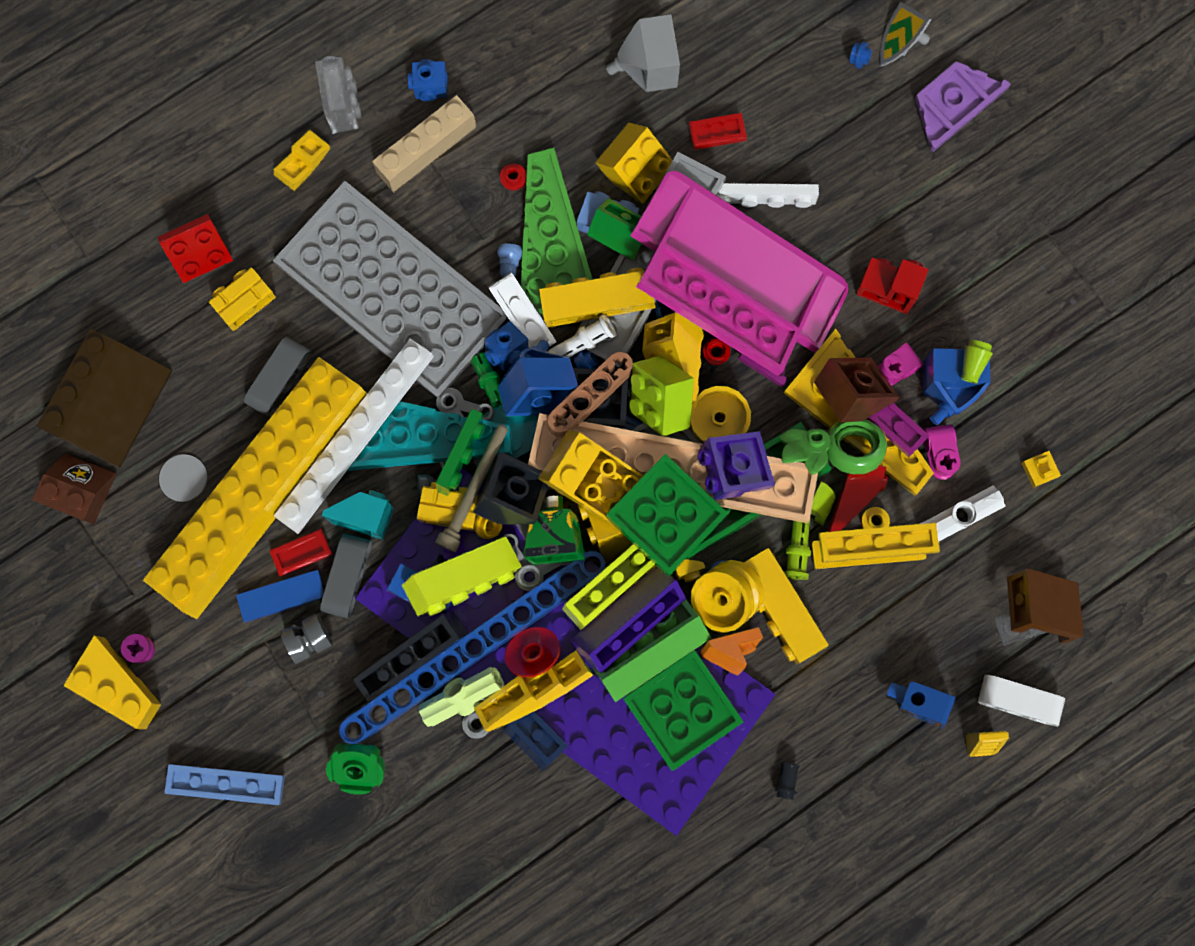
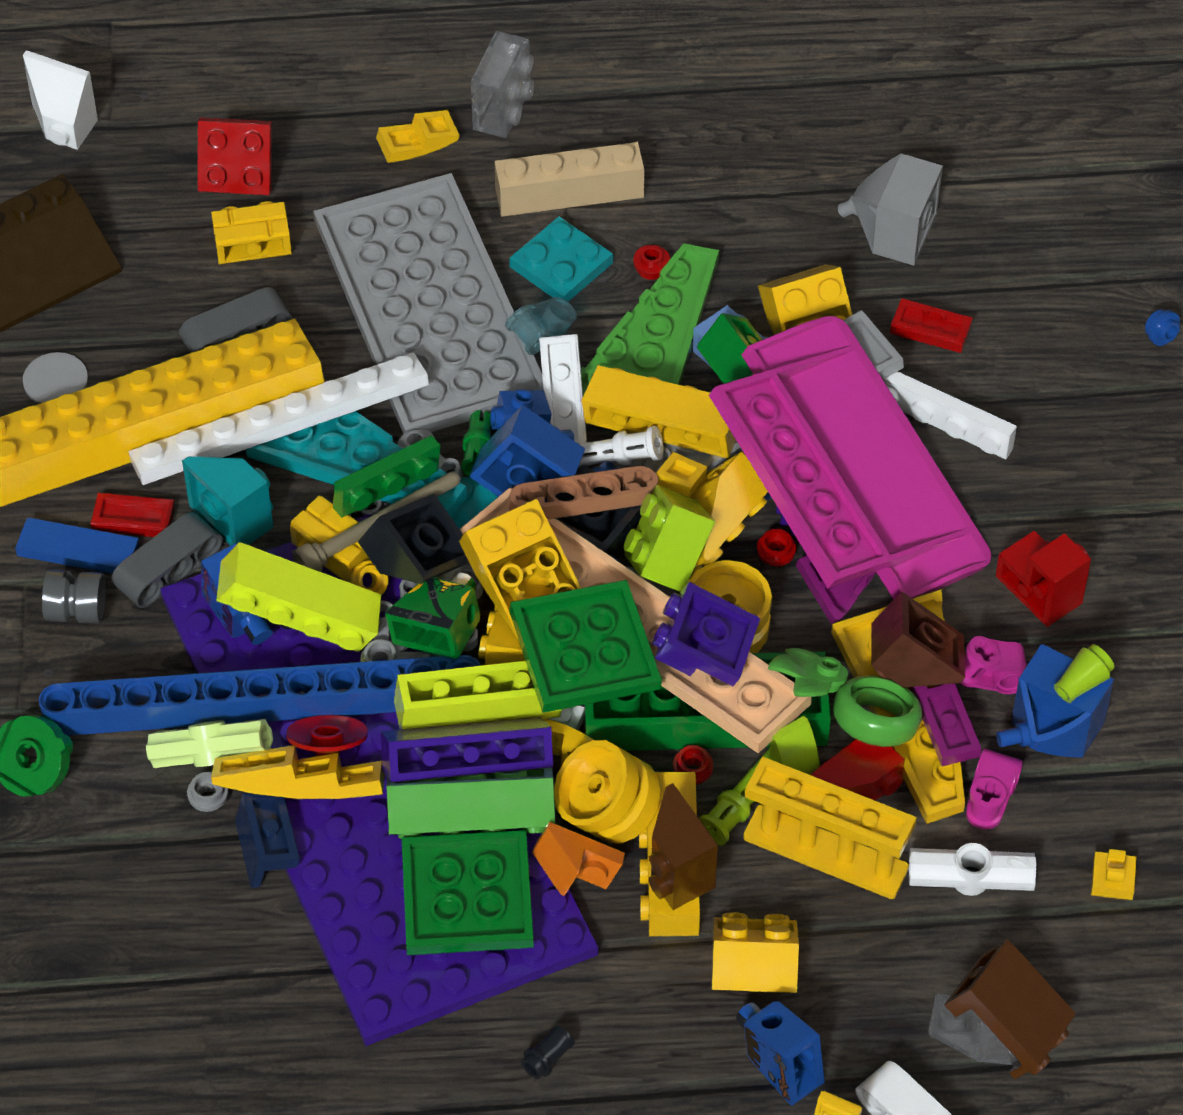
camera: 30 degrees right, 25 degrees down
(49, 266) = (61, 99): none -> white slope
(410, 656) = (207, 650): black brick -> none
(428, 80) = (618, 119): blue brick -> none
(454, 207) = (561, 260): none -> teal plate
(479, 269) = (541, 320): none -> clear light blue piece
(509, 258) = (591, 333): medium blue piece -> none
(639, 342) = (681, 474): none -> yellow tile
(762, 529) = (694, 756): none -> red plate
(802, 621) = (682, 852): none -> reddish brown slope
(870, 646) = (755, 953): none -> yellow slope

